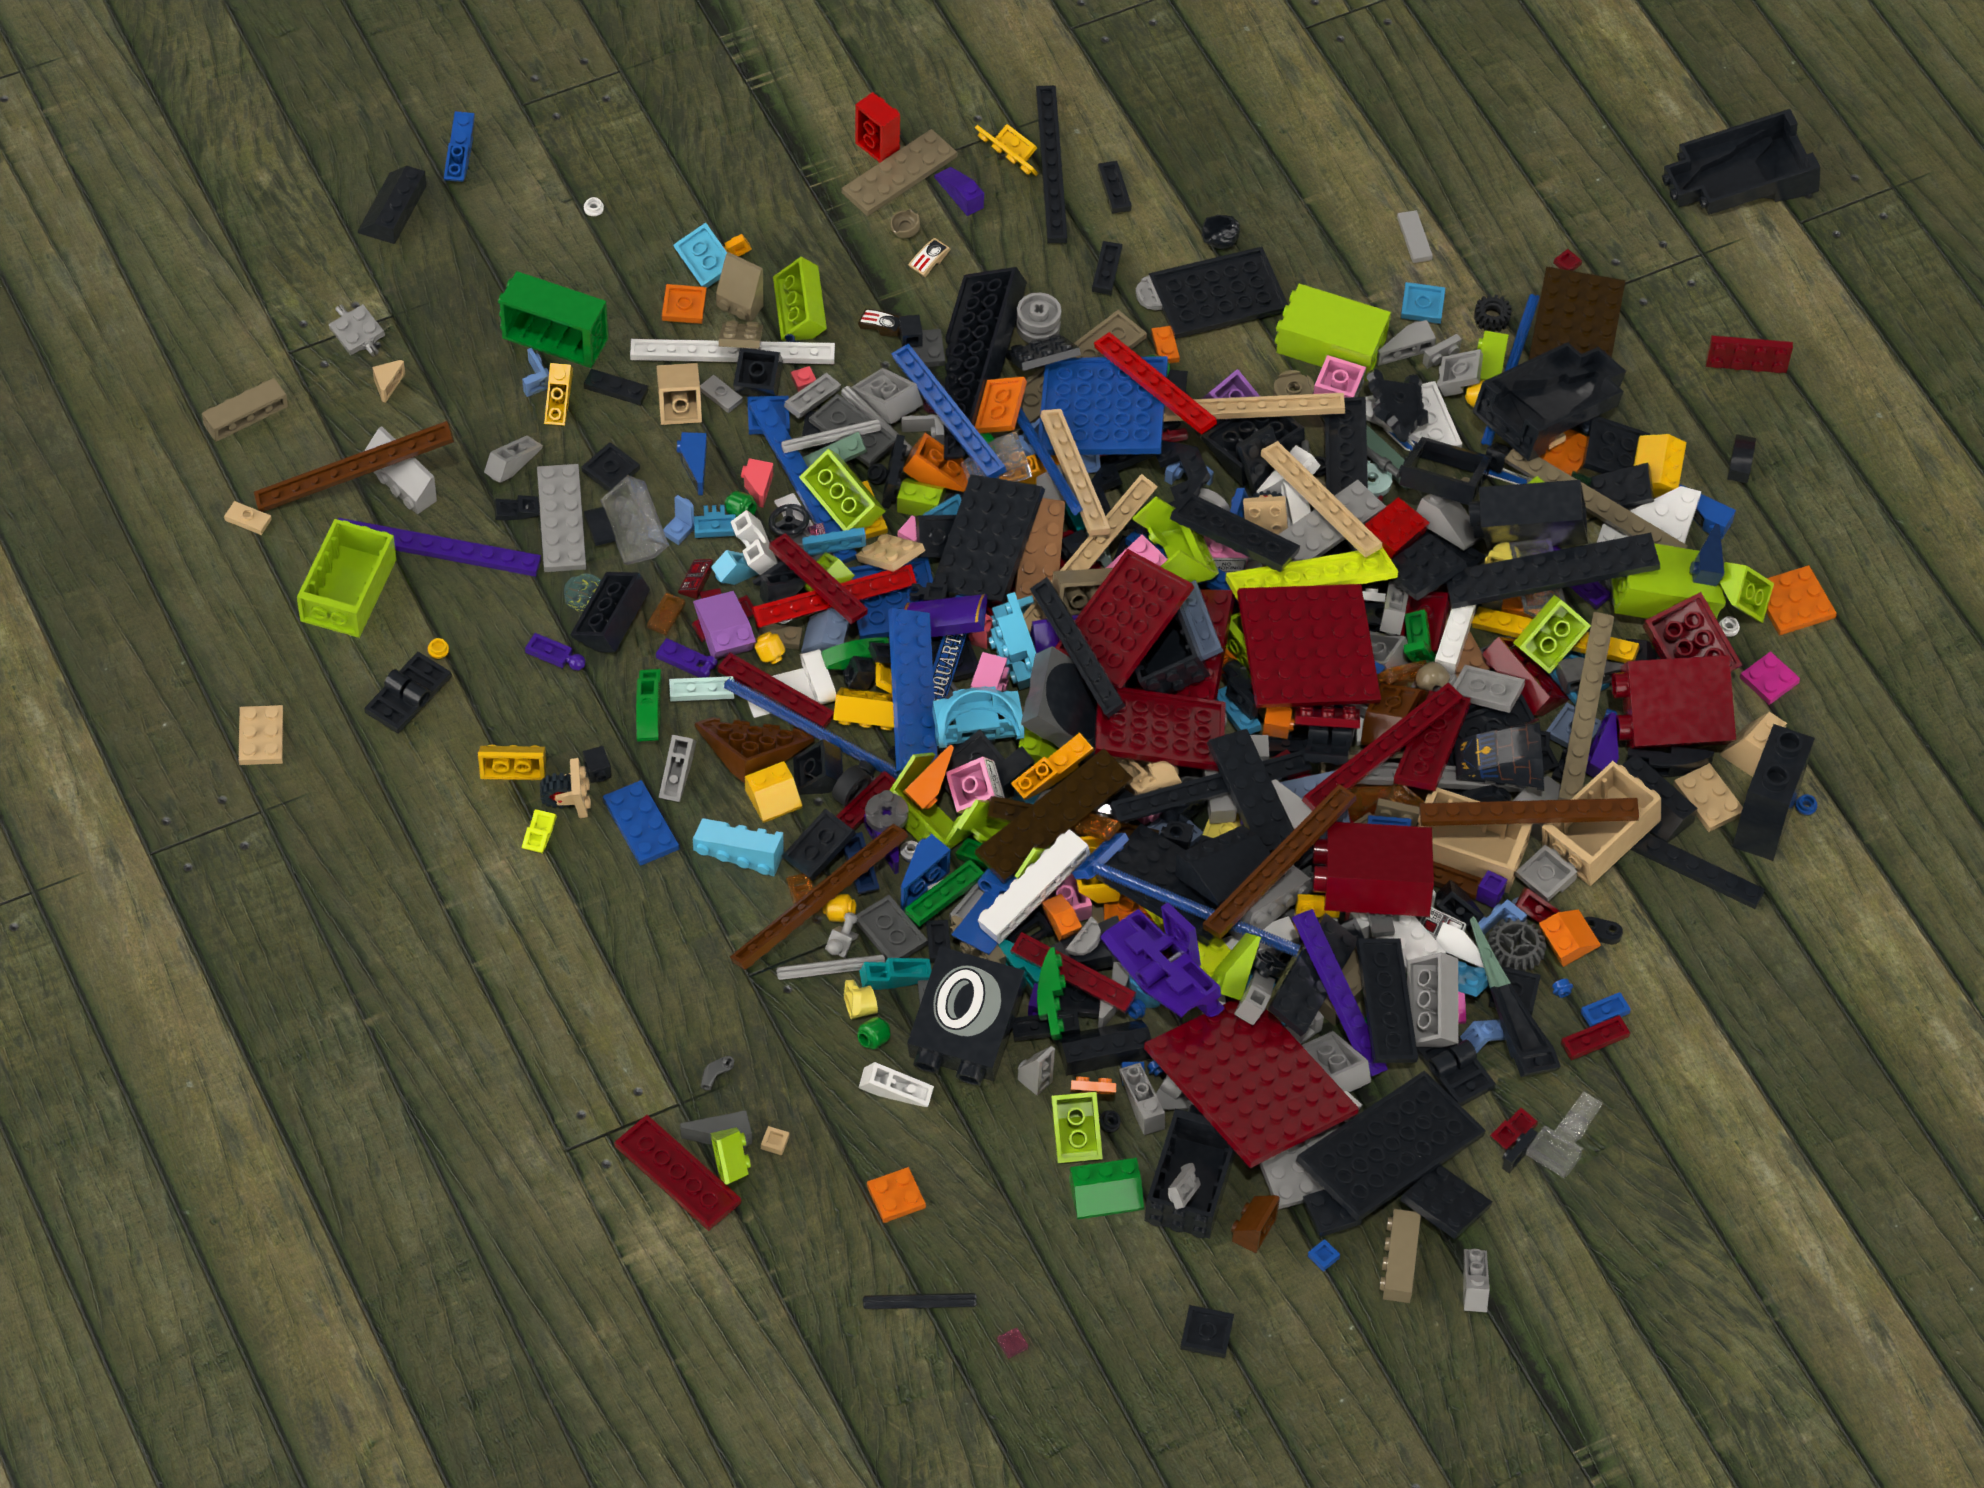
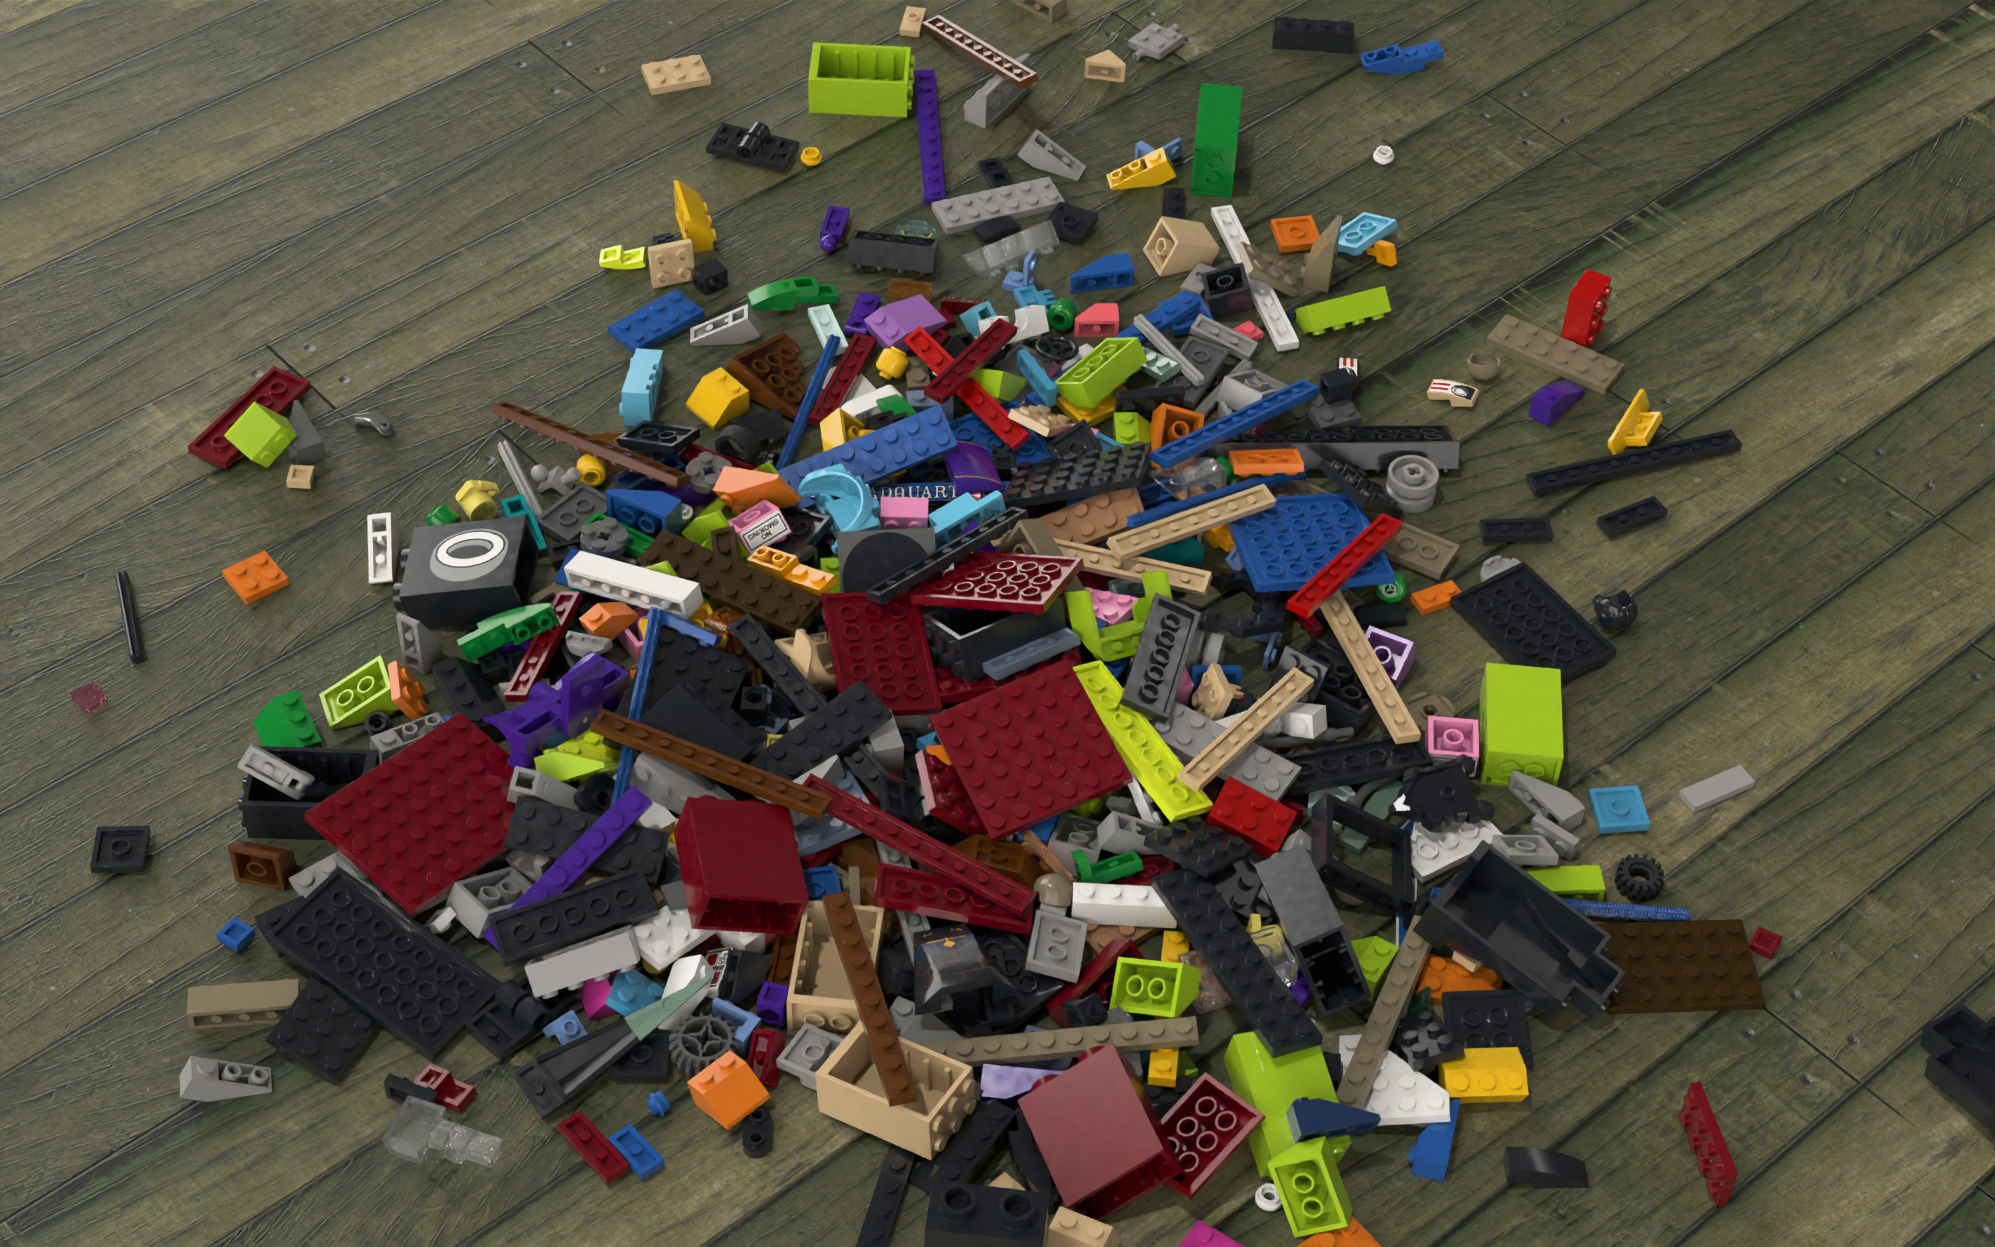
camera: 75 degrees right, 10 degrees down
(949, 895) = (593, 538): none -> flat silver plate
(1564, 686) = (1085, 1012): none -> black bracket

